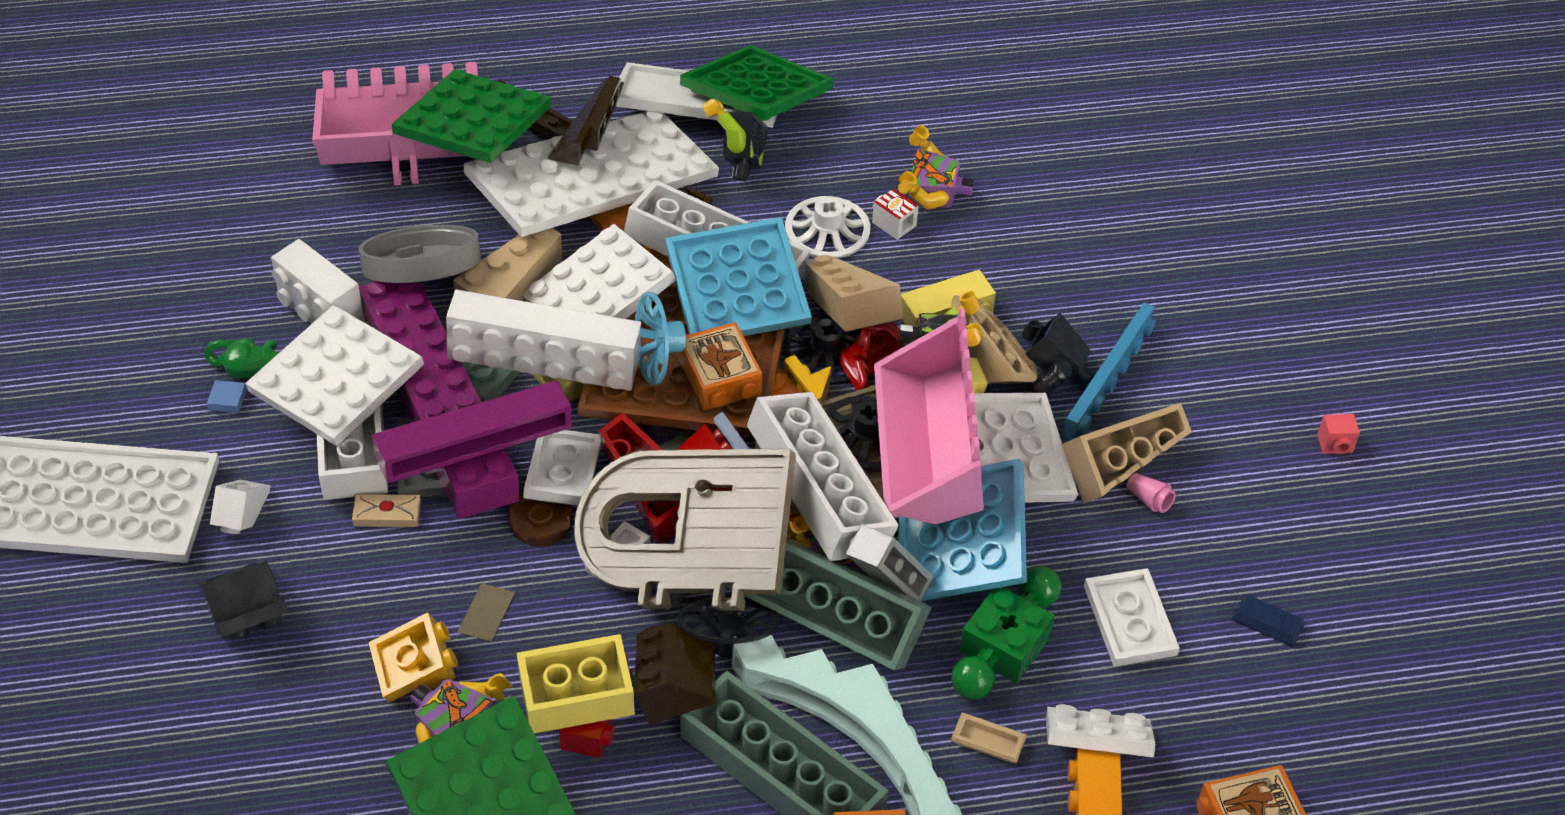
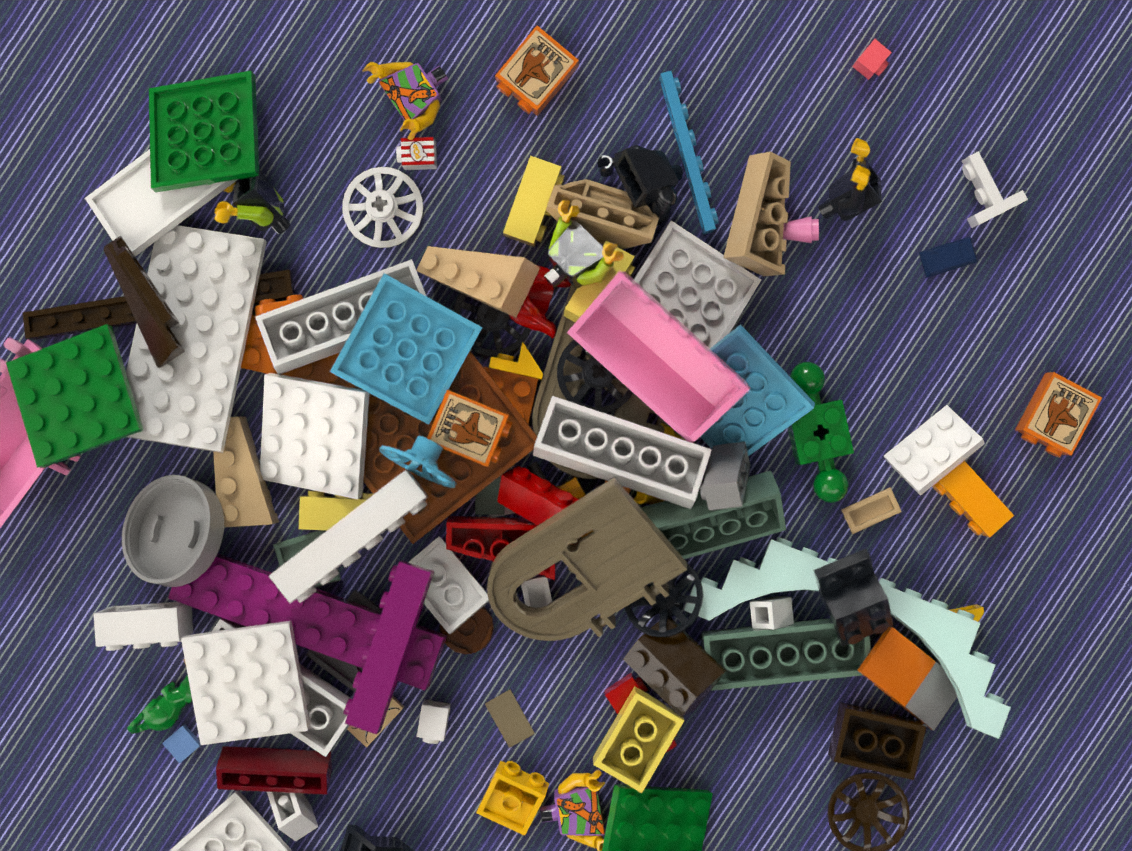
camera: 40 degrees left, 40 degrees up
(267, 462) = (273, 770): none -> dark red brick
(427, 548) = (433, 721): none -> white brick
(729, 432) = (543, 475): sand blue tile -> none
(812, 715) = (771, 612): none -> white brick
(895, 739) = (854, 597): none -> black bracket
(1045, 238) = (536, 71): none -> brick
(1131, 617) = (873, 342): white plate -> none
(1230, 487) = (856, 189): none -> black torso
(1347, 609) = (987, 191): none -> white bracket

